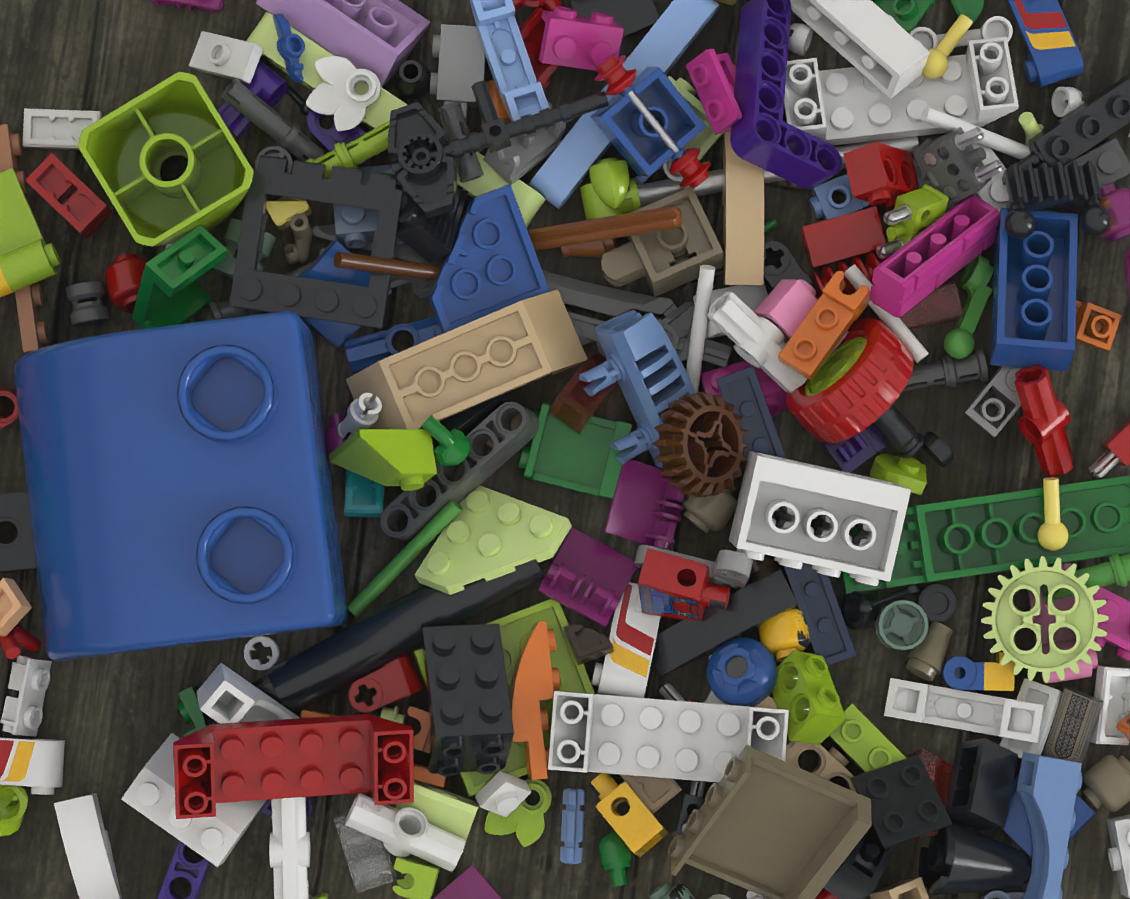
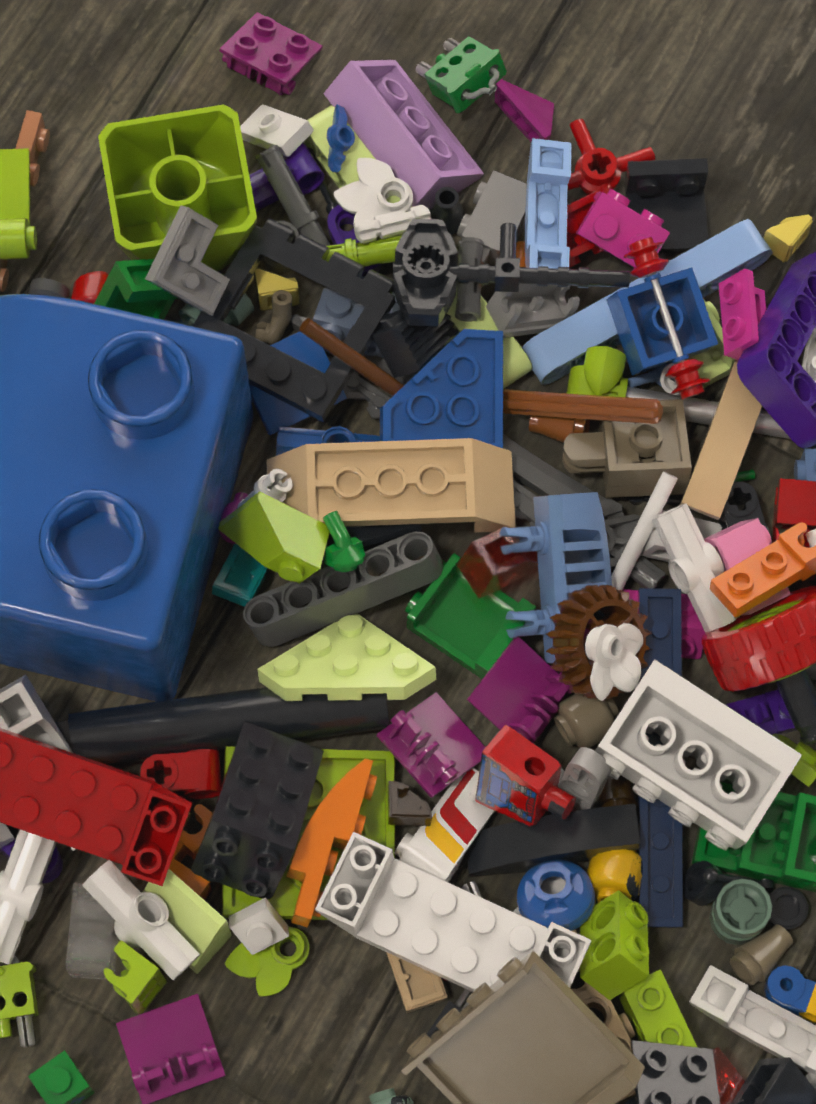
camera: 20 degrees right, 15 degrees down
(55, 127) = (77, 139): white plate -> none
(69, 195) = (72, 199): red brick -> none
(202, 242) = (179, 264): none -> light grey tile
(256, 663) = (63, 688): white bush -> none
(371, 115) = (388, 224): none -> white axle
(404, 557) = (254, 655): bright green bar -> none
(572, 826) = (318, 993): medium blue axle -> none
(615, 857) = (350, 1044): green cylinder -> none
(639, 826) = (381, 1001): yellow torso -> none
(720, 460) = (614, 658): none -> white plate

